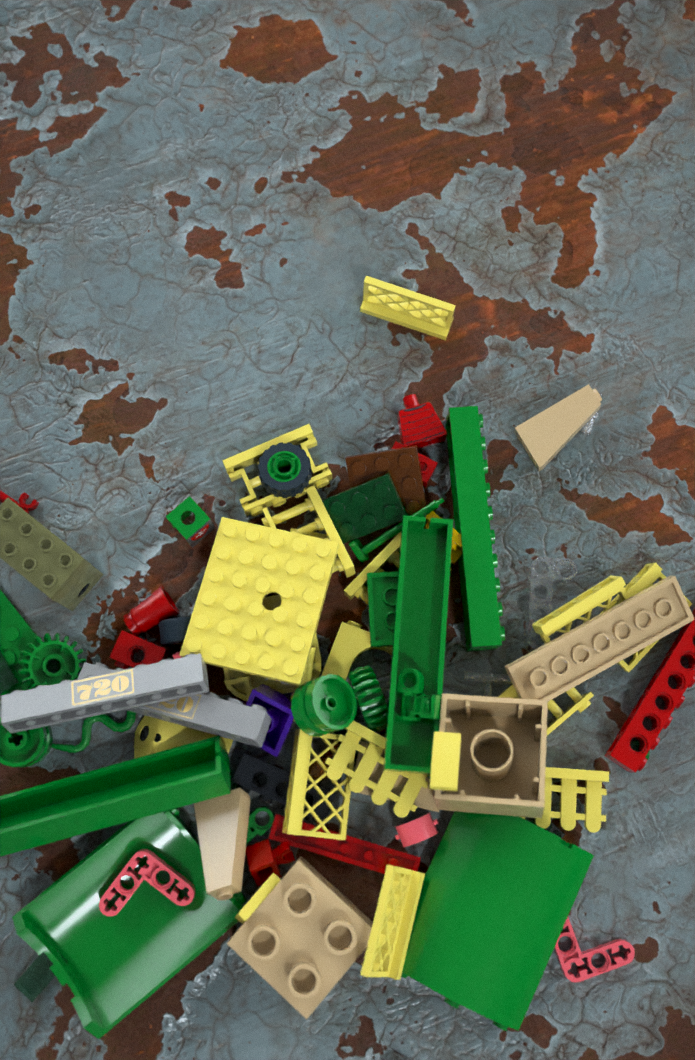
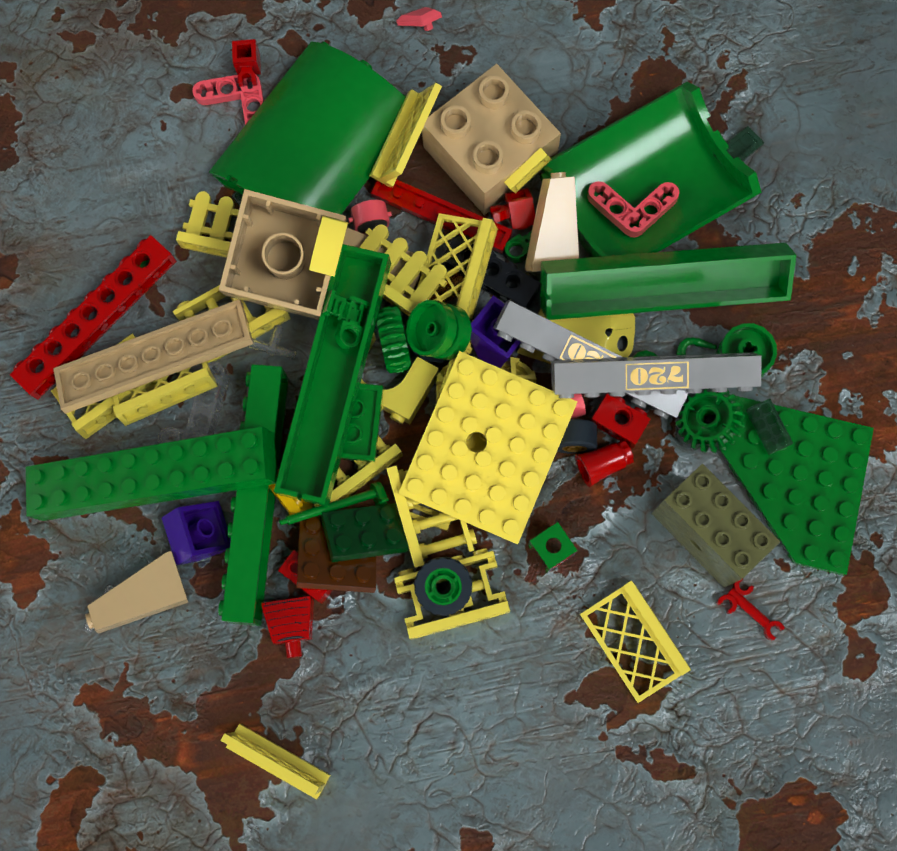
camera: 165 degrees left, 0 degrees up
(93, 470) = (654, 629): none -> light yellow fence
(520, 490) = (196, 532): none -> dark purple slope
(571, 526) = (151, 474): none -> green brick
(583, 993) = (246, 60): none -> red brick

